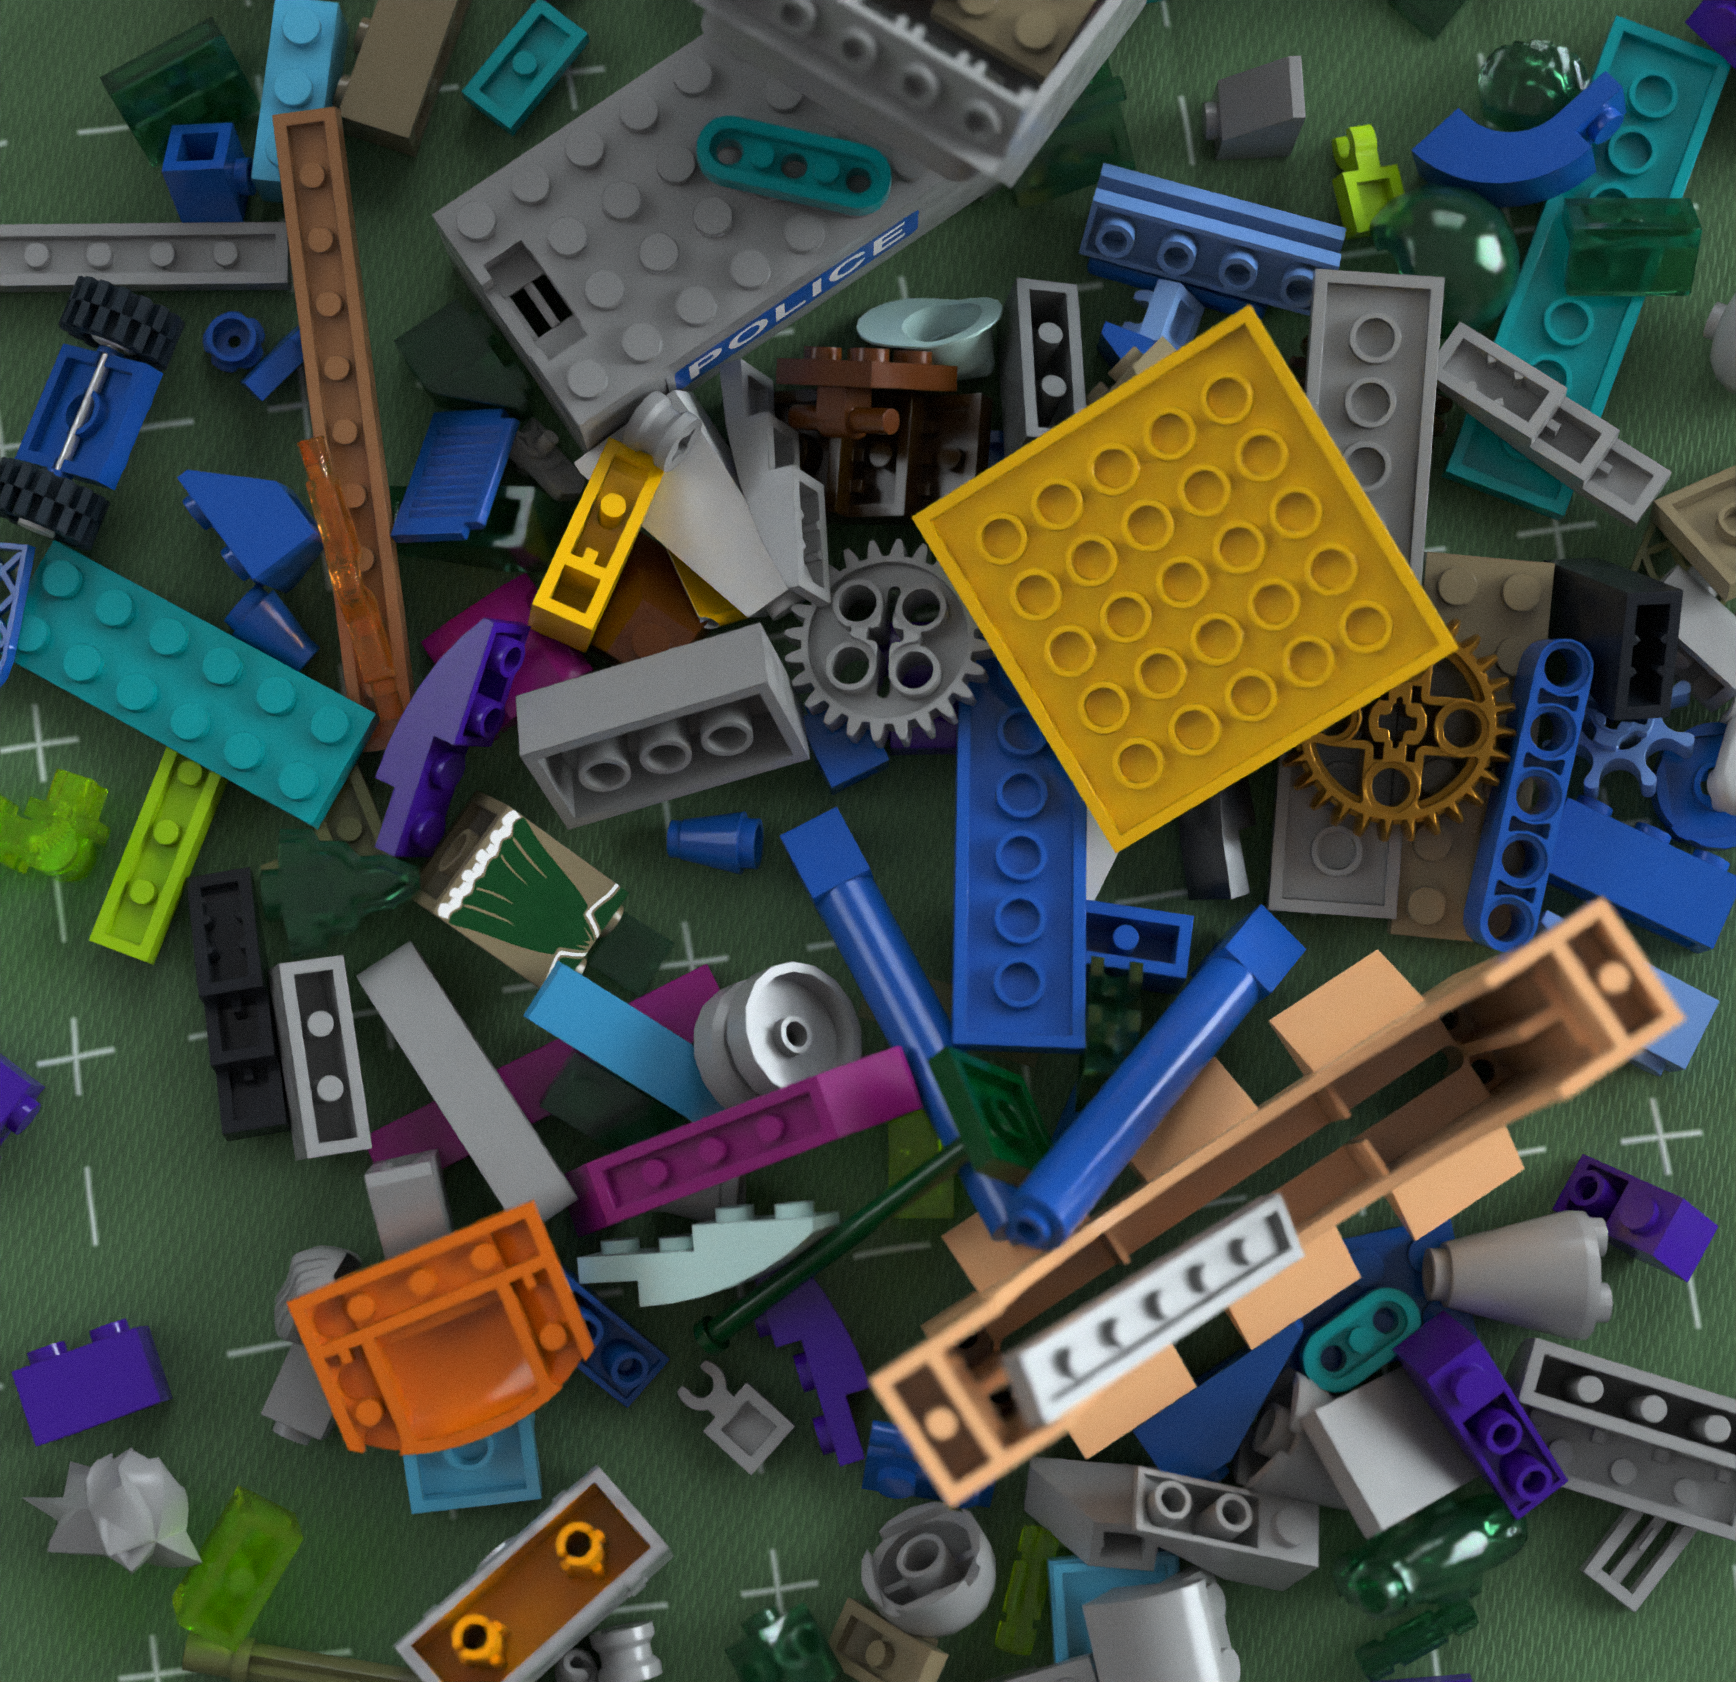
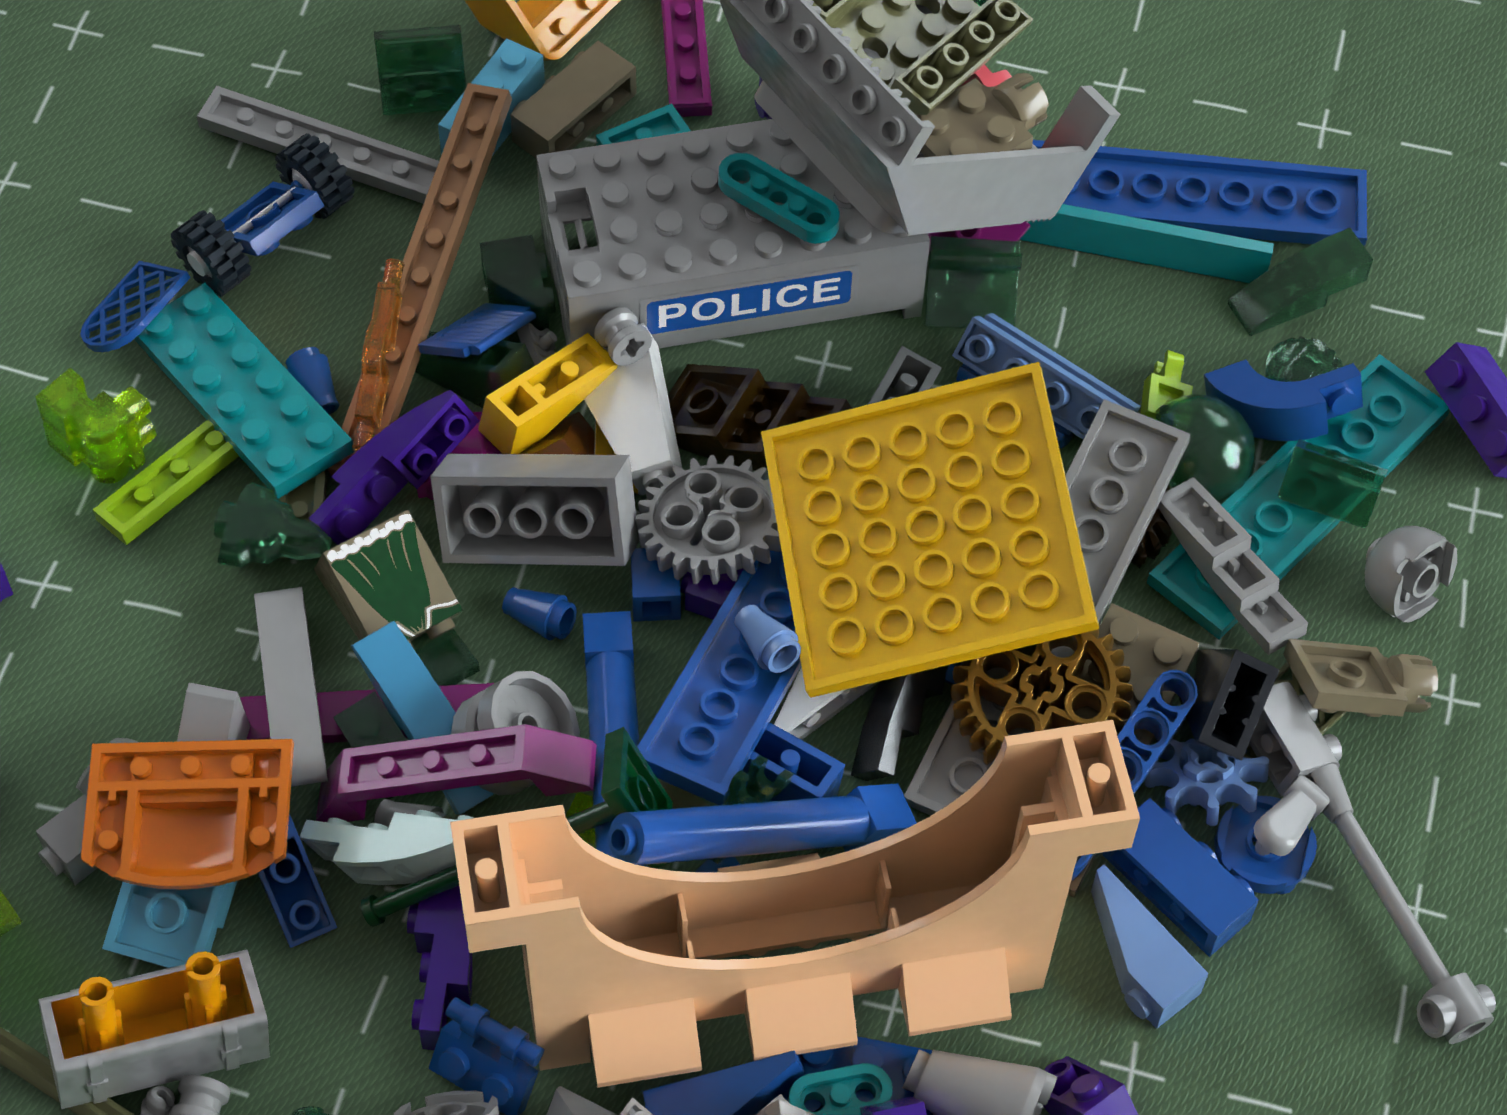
camera: 25 degrees right, 25 degrees down
(207, 173) = (412, 117): blue brick -> none
(226, 327) = (380, 210): blue plate -> none
(237, 1003) = (167, 590): black slope -> none
(261, 522) = (336, 306): blue slope -> none
(275, 366) = (393, 238): blue tile -> none
(319, 1057) = (201, 627): light grey brick -> none
(744, 1423) = (364, 983): light grey plate -> none
(780, 496) = (683, 401): light grey slope -> none
(847, 386) = (767, 360): reddish brown plate -> none
(949, 328) = (838, 376): light aqua piece -> none
(1041, 805) = (770, 642): none -> medium blue cone
(1151, 1310) = (679, 901): plate -> none
(1257, 111) = (1108, 320): light grey slope -> none

